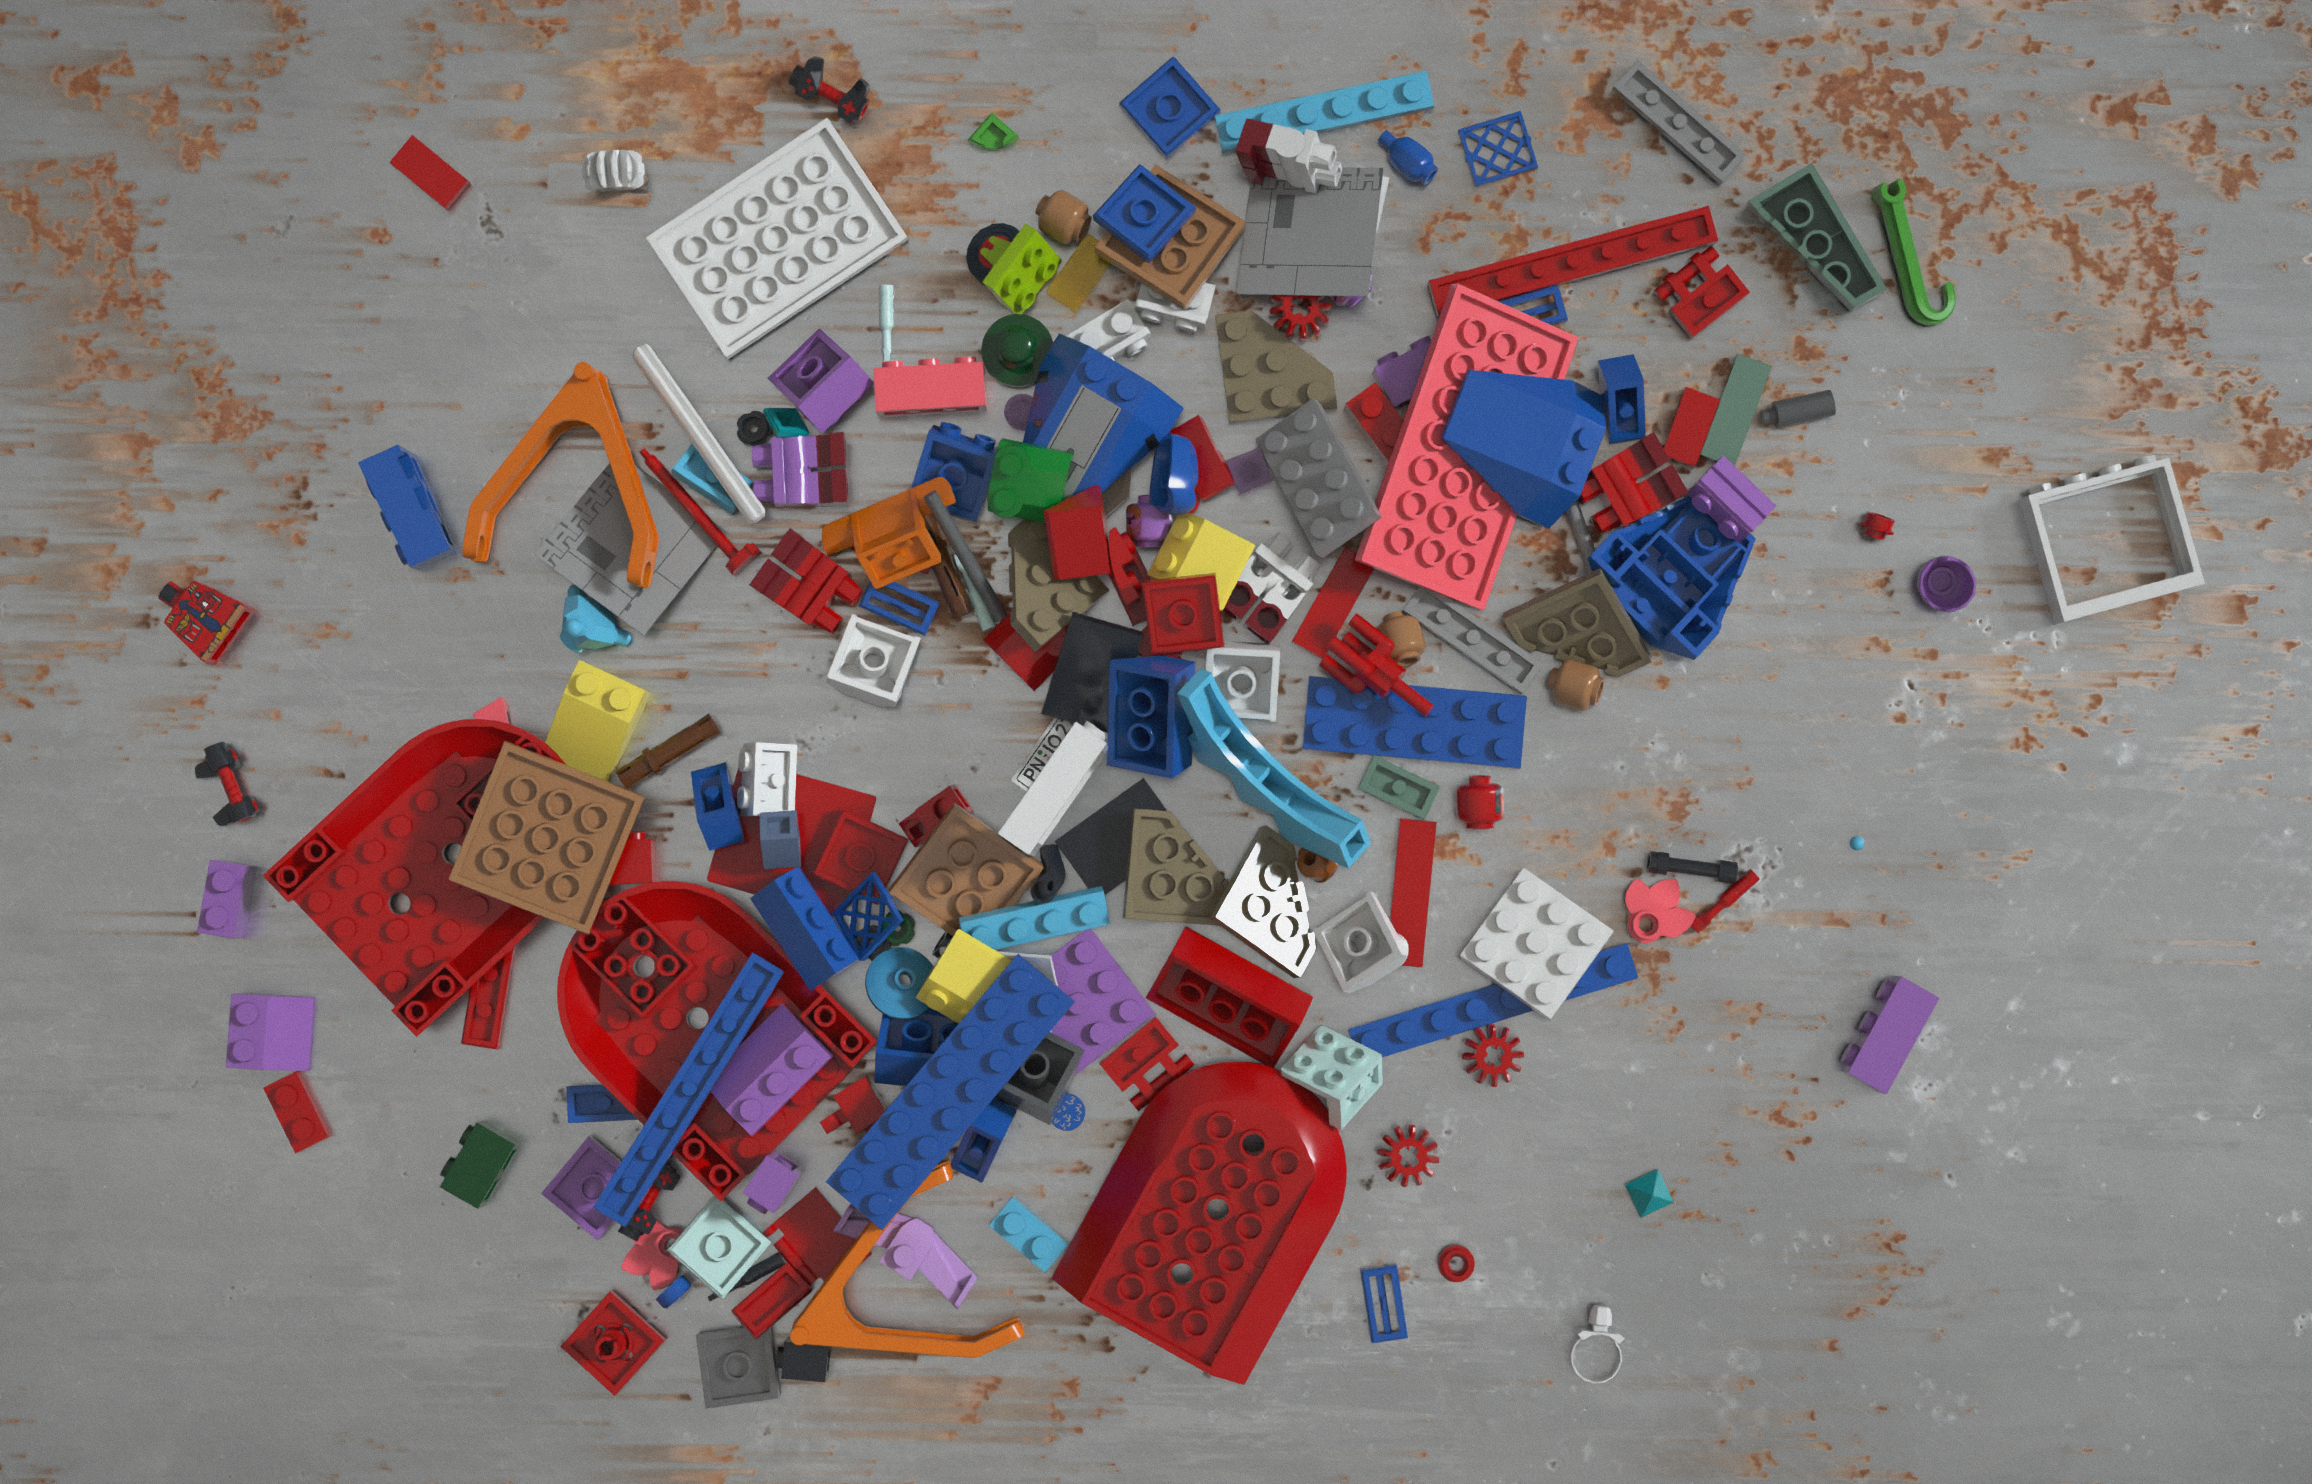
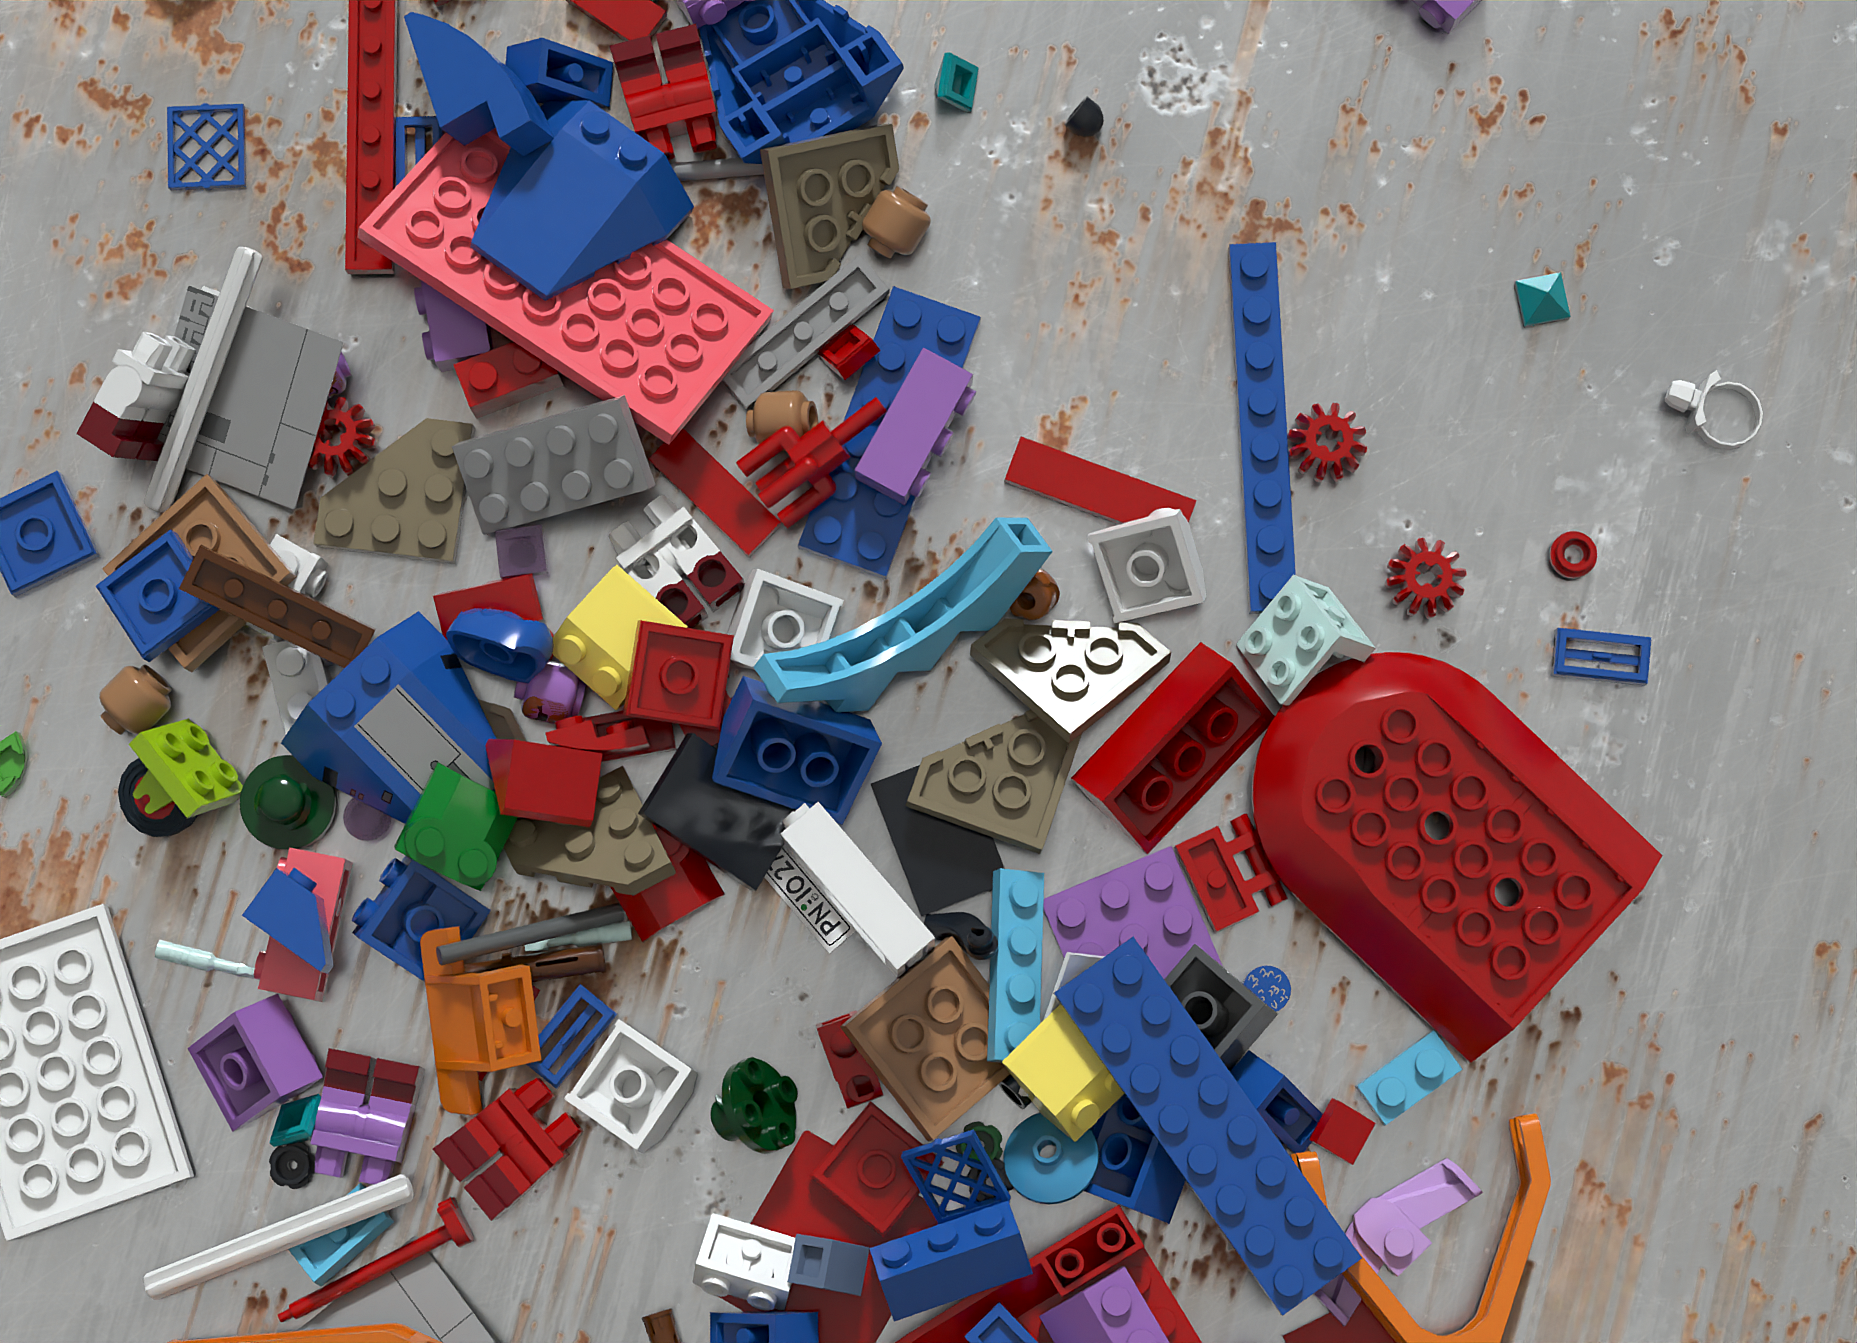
camera: 75 degrees left, 5 degrees down
(859, 1105) = (1193, 1251): red brick -> none
(881, 756) = (756, 1107): none -> dark green plate
(930, 380) = (294, 917): none -> blue slope
(975, 1194) = (1342, 1131): none -> red tile
(1079, 275) = (215, 701): clear yellow tile -> none
(1155, 303) = (275, 607): none -> reddish brown plate
(1315, 199) = (203, 378): none -> white axle
(1334, 108) = (97, 332): medium azure plate -> none
(1399, 787) = (966, 470): sand green plate -> none
(1409, 157) = (185, 255): blue plant -> none
(1419, 741) = (916, 427): none -> medium lavender brick
(1466, 675) = (848, 351): none -> red tile
(1480, 802) = (1010, 376): red head -> none
(1536, 944) = (1203, 352): white plate -> none
(1591, 339) = (474, 88): none -> blue slope
(1660, 907) = (1194, 195): coral plate -> none
(1696, 808) = (1086, 118): none -> black hinge
(1699, 702) = (956, 81): none -> teal slope
(1722, 871) = (1169, 109): black bar -> none
(1725, 900) = (1206, 113): red piece -> none

